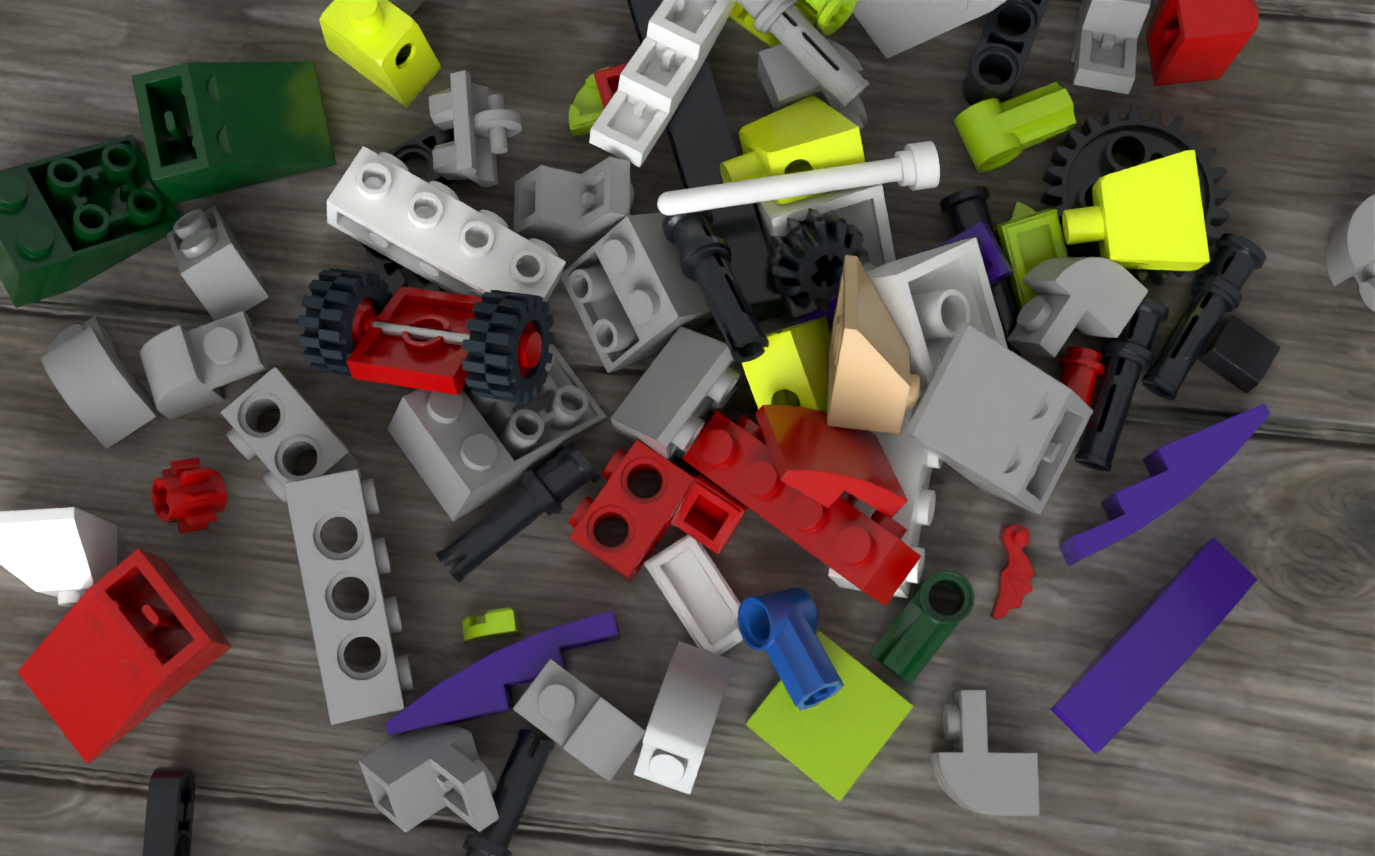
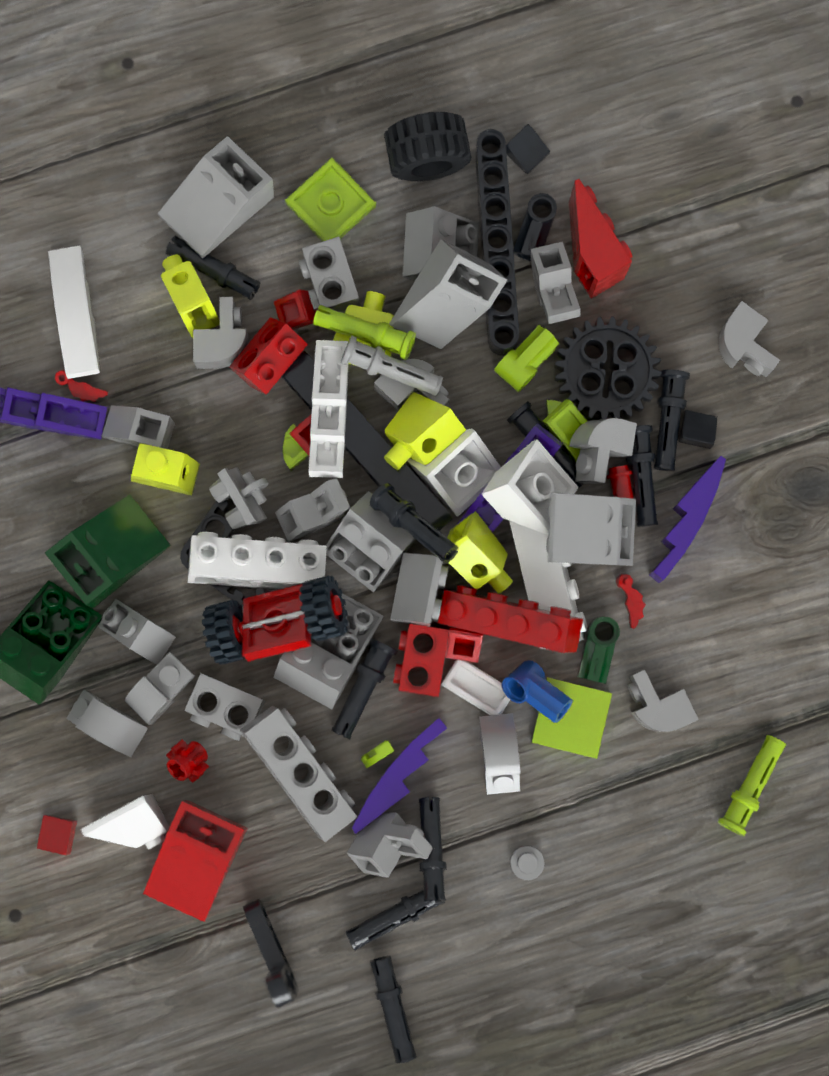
camera: 30 degrees left, 5 degrees up
(579, 720) = (448, 780): light grey brick -> none
(795, 257) = (459, 486): black gear -> none
(829, 459) = (515, 591): red slope -> none
(867, 359) = (510, 531): tan slope -> none
(913, 167) = (487, 414): white piece -> none
(1146, 216) = (617, 385): neon yellow torso -> none
(1153, 645) = (718, 605): dark purple slope -> none

